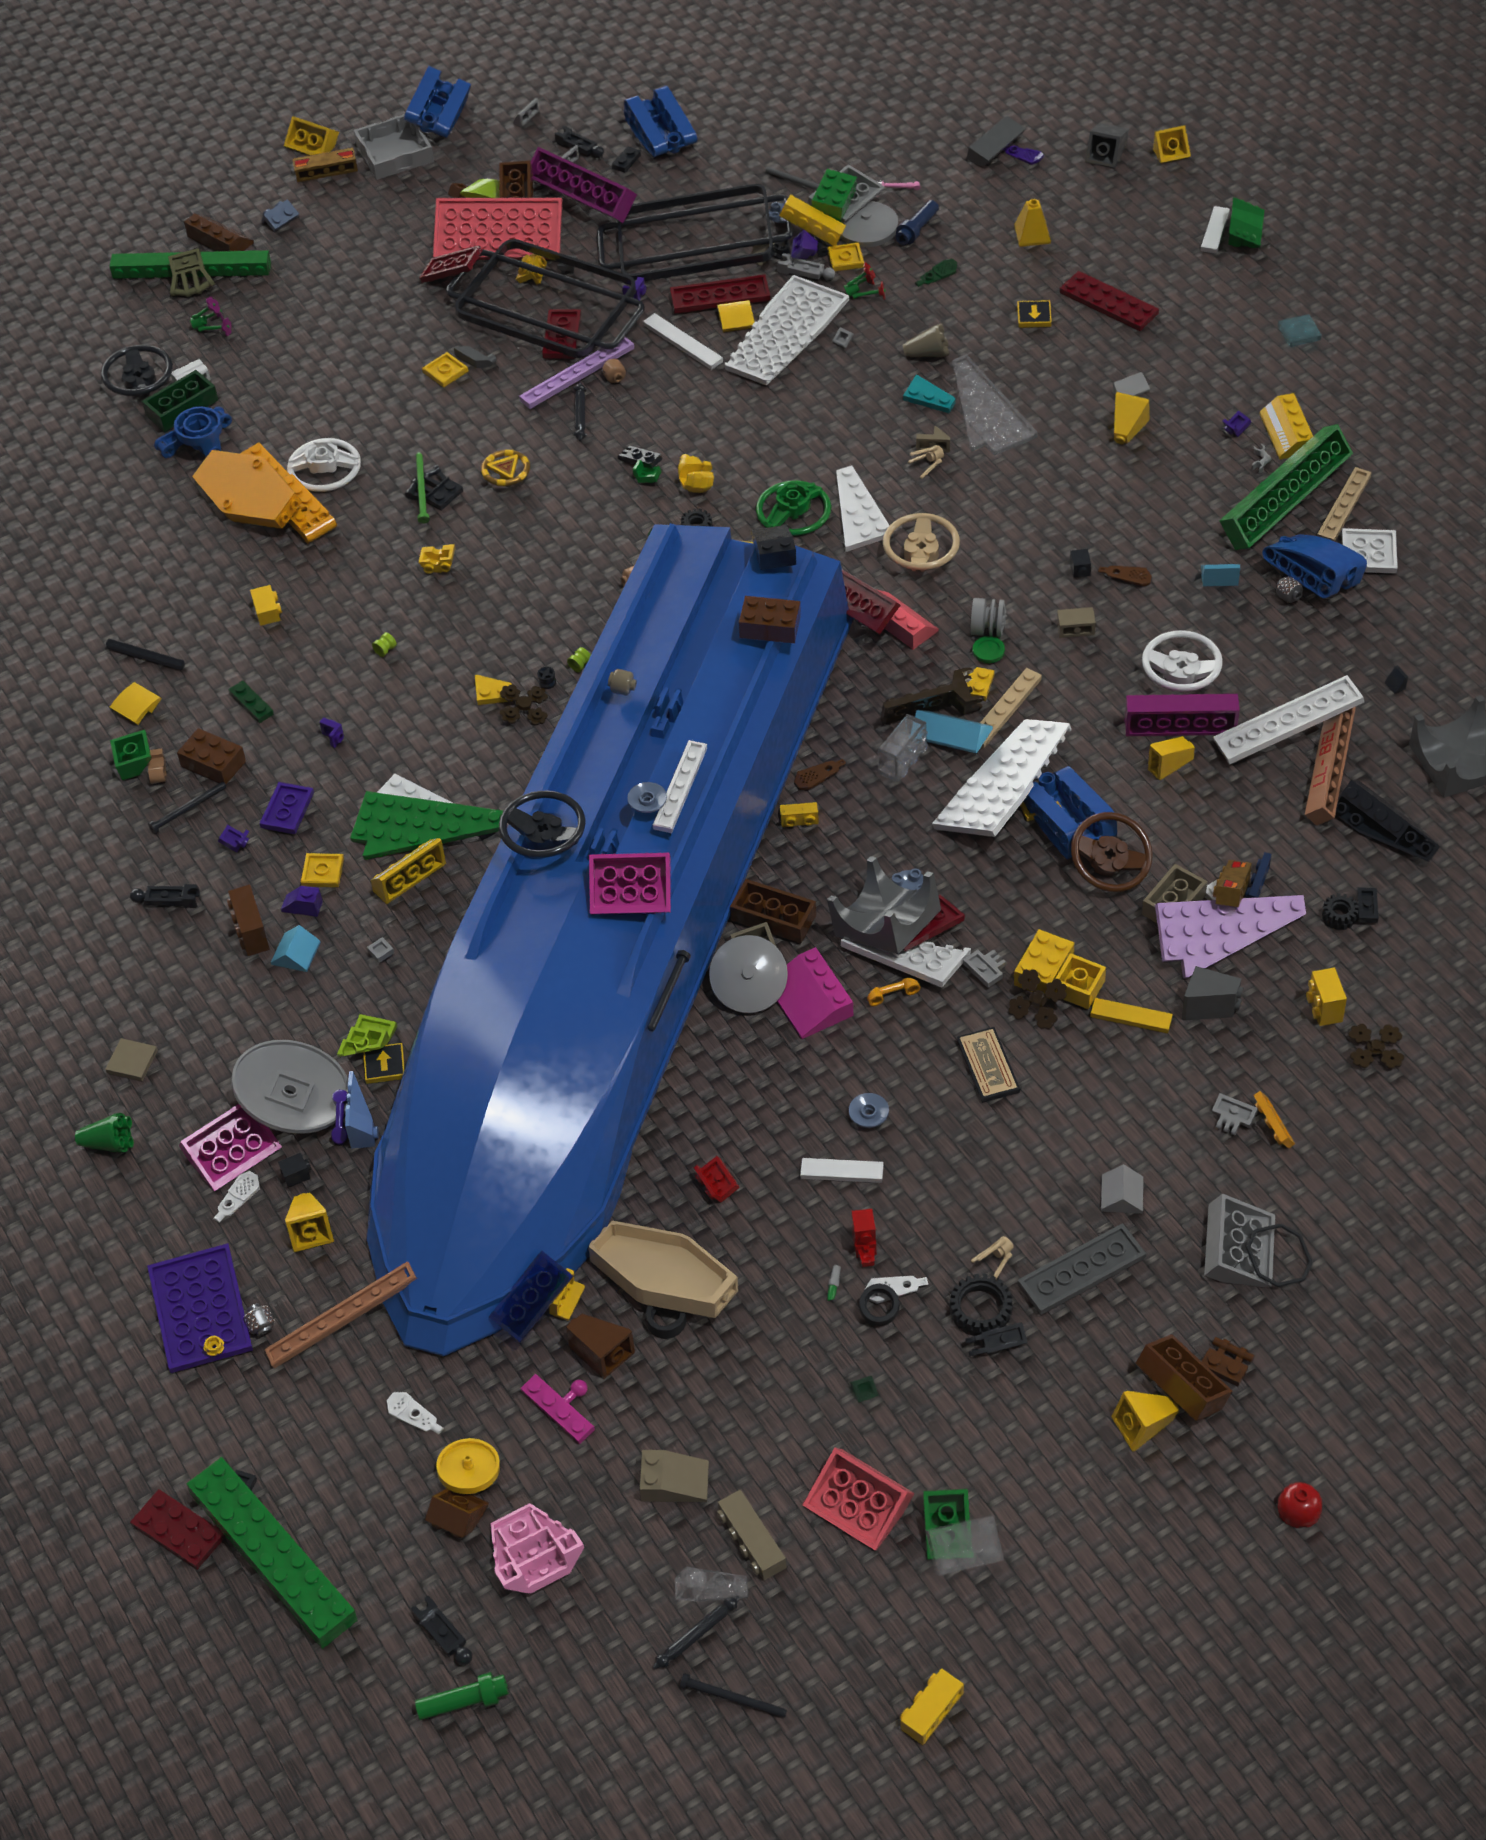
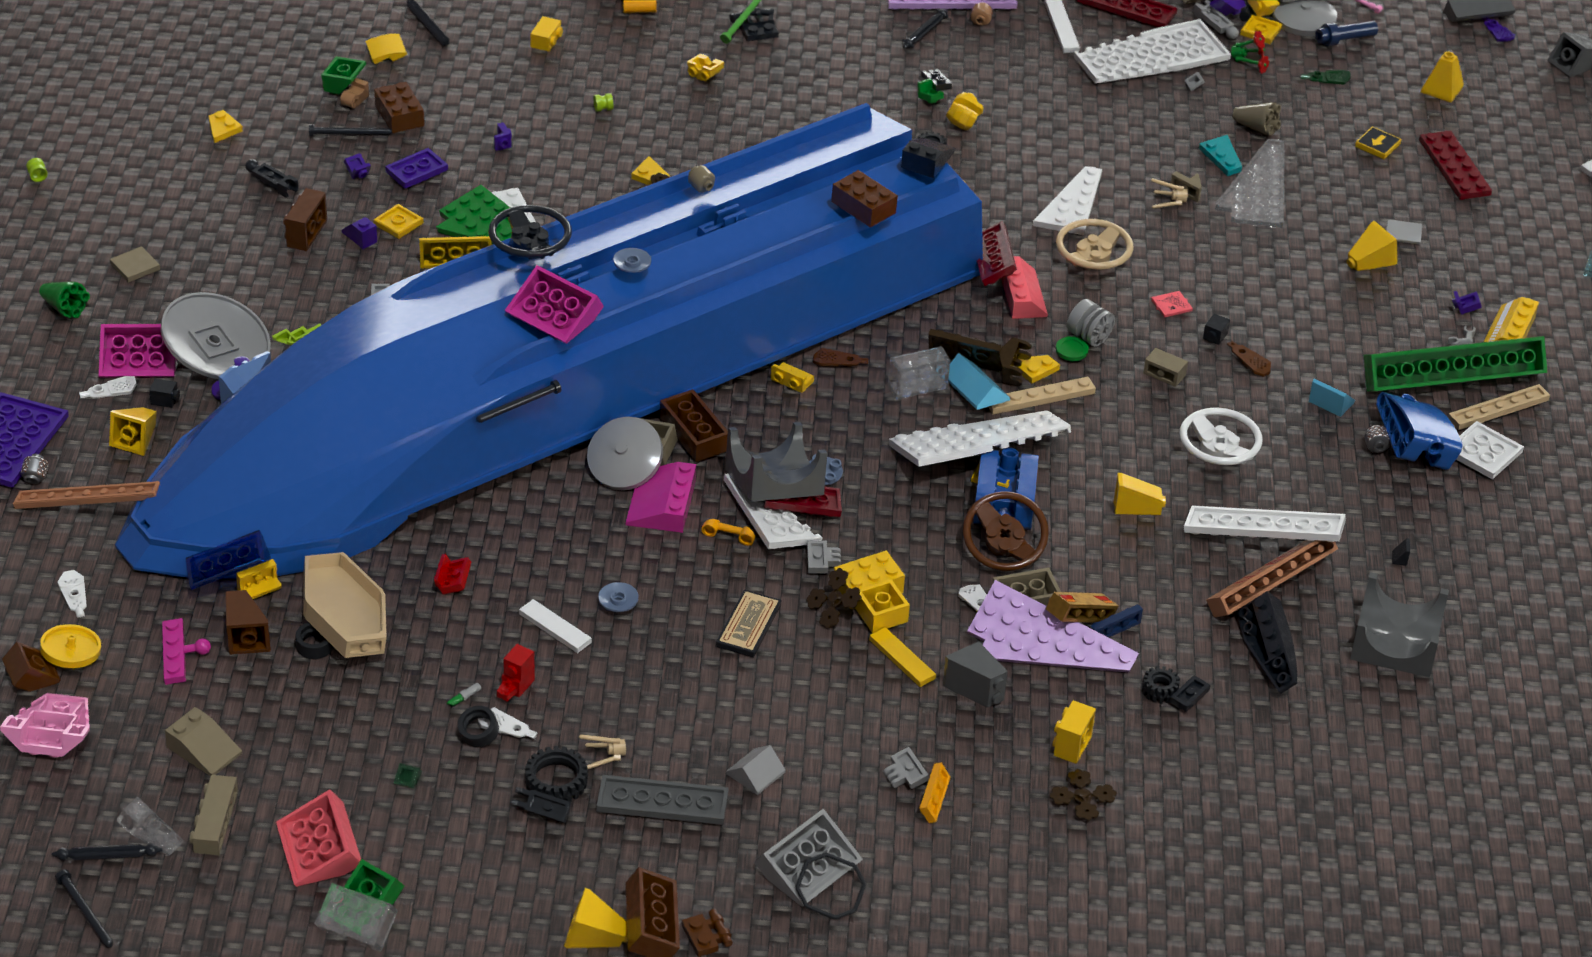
camera: 30 degrees right, 10 degrees down
(66, 870) = (223, 126): none -> yellow wing
(251, 702) = (468, 90): dark green plate -> none
(296, 949) = (323, 260): medium azure slope -> none
(505, 467) = (823, 34): piece -> none
(680, 786) = (668, 269): white tile -> none
(736, 316) = (1122, 25): yellow slope -> none
(792, 500) = (1021, 166): green piece -> none
(1021, 560) = (1171, 304): none -> coral piece
(1131, 924) = (972, 595): none -> white piece
(1180, 714) = (1176, 471): magenta brick -> none

